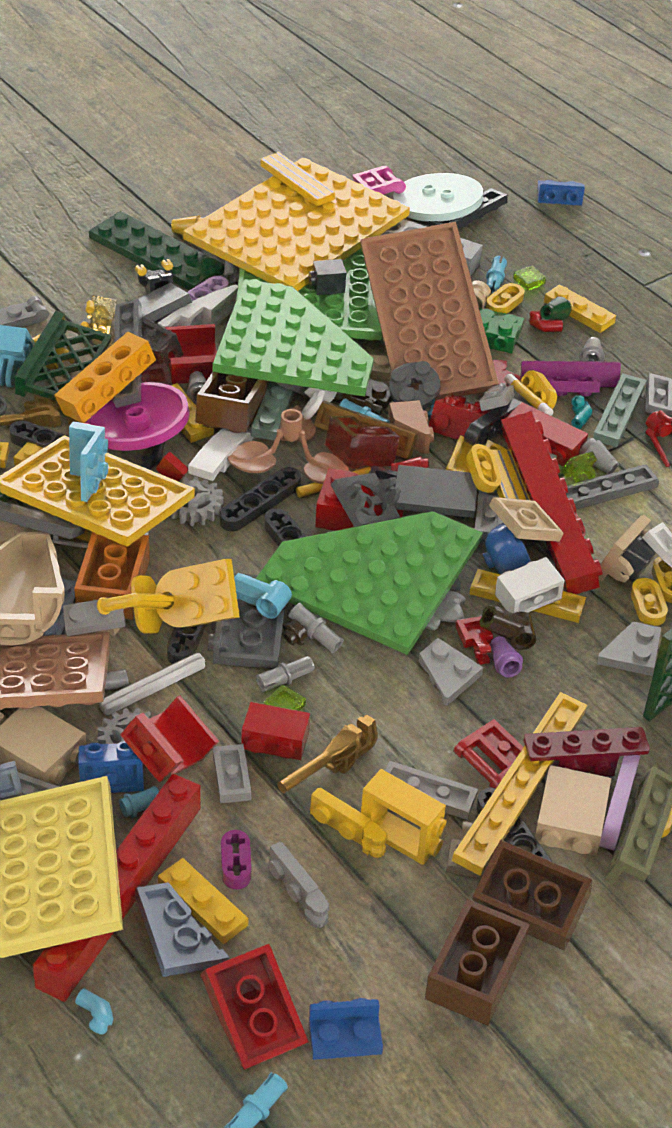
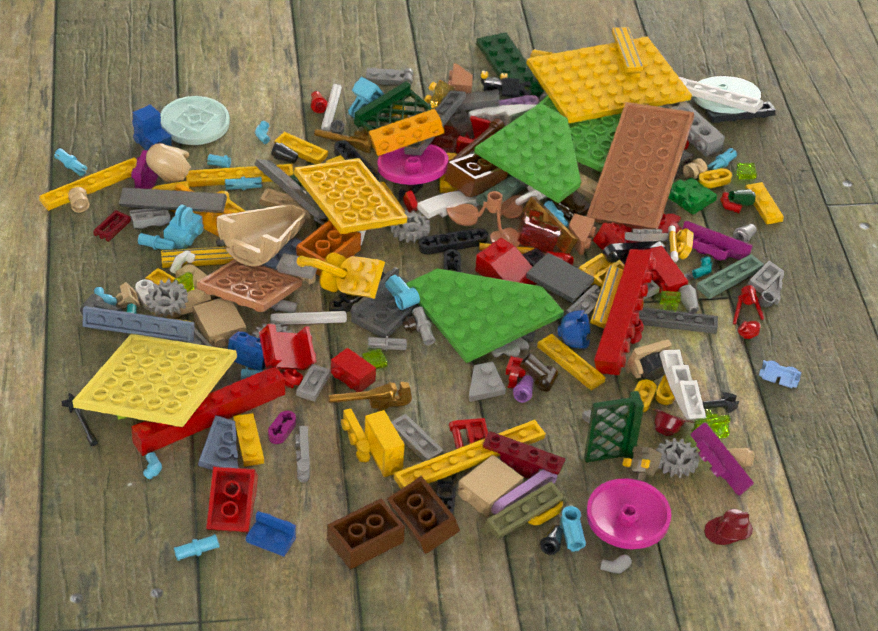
camera: 30 degrees right, 0 degrees up
(87, 456) = (351, 175): medium azure bracket -> none
(111, 286) = (460, 79): none -> nougat slope
(188, 275) = (512, 87): none -> black plate
(201, 776) = (292, 378): none -> red hat
(208, 329) = (494, 126): none -> reddish brown piece
(328, 277) = (595, 120): black brick -> none
(353, 498) = (494, 262): dark grey piece -> none
(376, 180) = (688, 68): dark pink plate -> none
(415, 372) = (604, 201): dark grey plate -> none
(446, 198) = (722, 96): none -> white tile
(483, 468) = (596, 278): yellow plate -> none
(526, 519) = (591, 313): tan plate -> none
(529, 586) = (568, 352): white brick -> none
(560, 192) = (820, 121): blue bracket -> none

